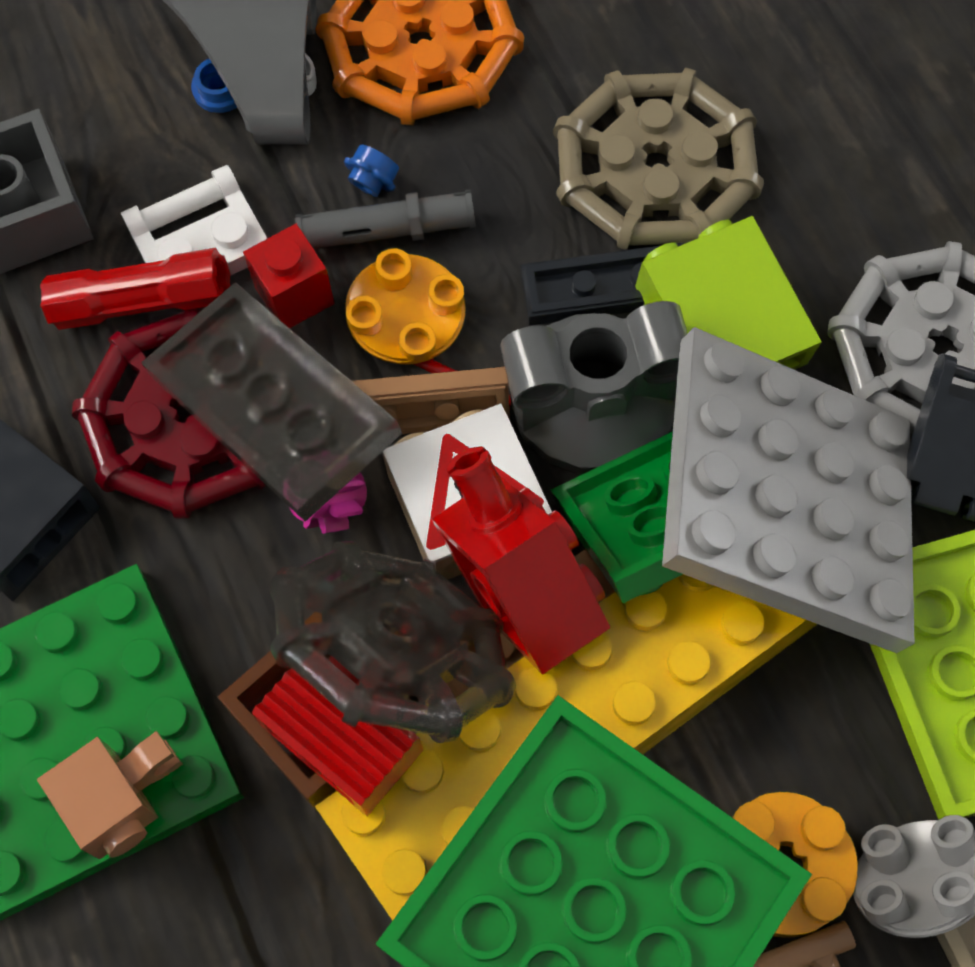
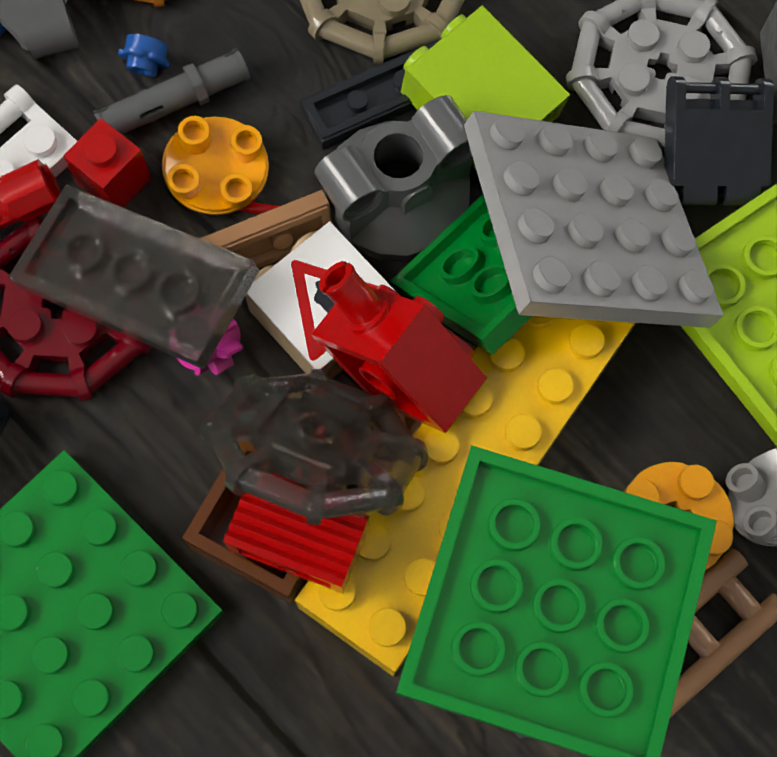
camera: 25 degrees left, 5 degrees up
(103, 795) = (112, 650): nougat brick -> none

